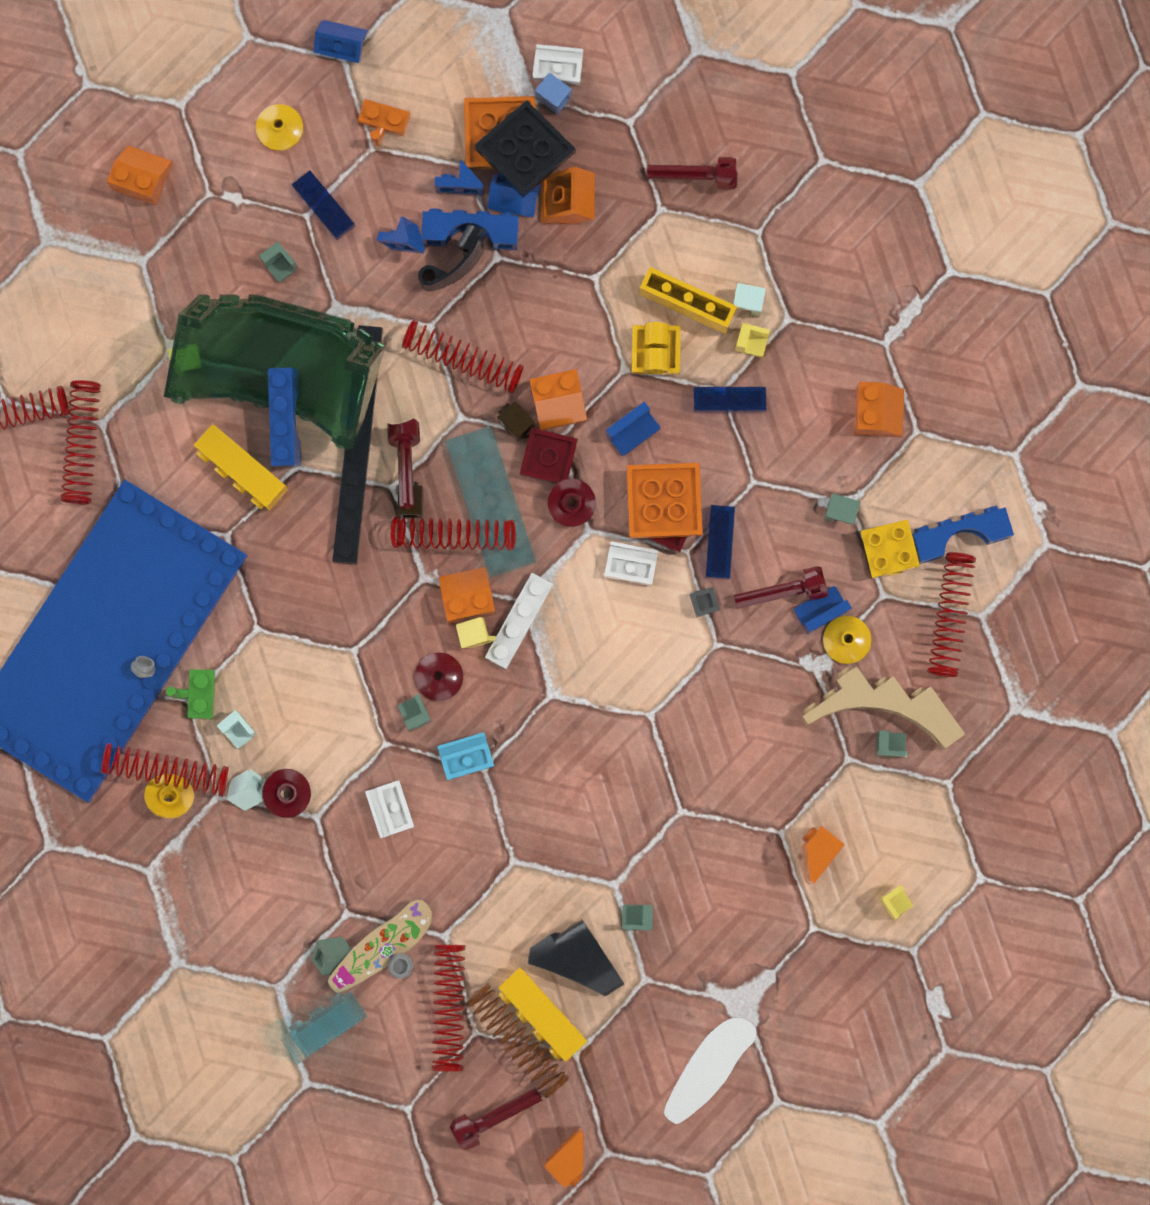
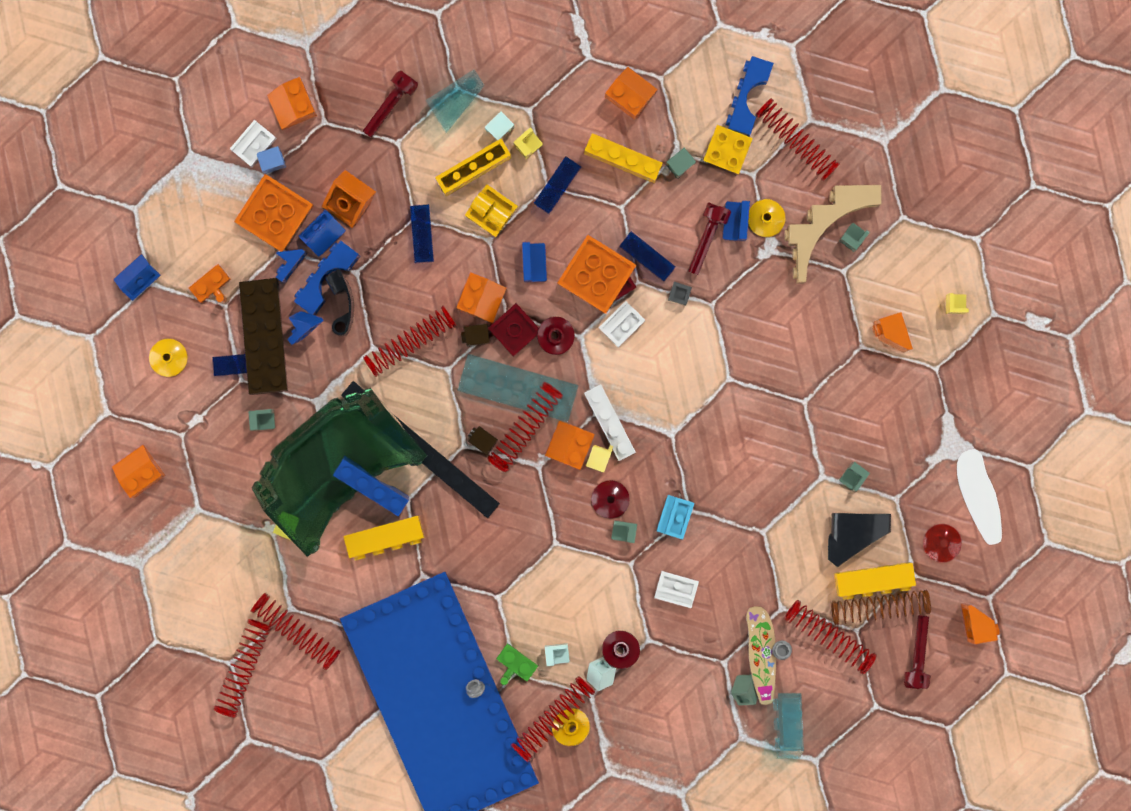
camera: 55 degrees left, 5 degrees up
(365, 206) = (263, 336): none -> dark brown plate
(404, 437) = (438, 416): dark red piece -> none
(525, 148) = (298, 205): black plate -> none
(583, 295) = (422, 233): none -> clear blue plate
(621, 1052) = (932, 543): none -> clear red dish
(626, 75) = (291, 103): none -> orange slope
(745, 234) = (454, 99): none -> clear light blue wedge
(805, 447) = (623, 158): none -> yellow brick

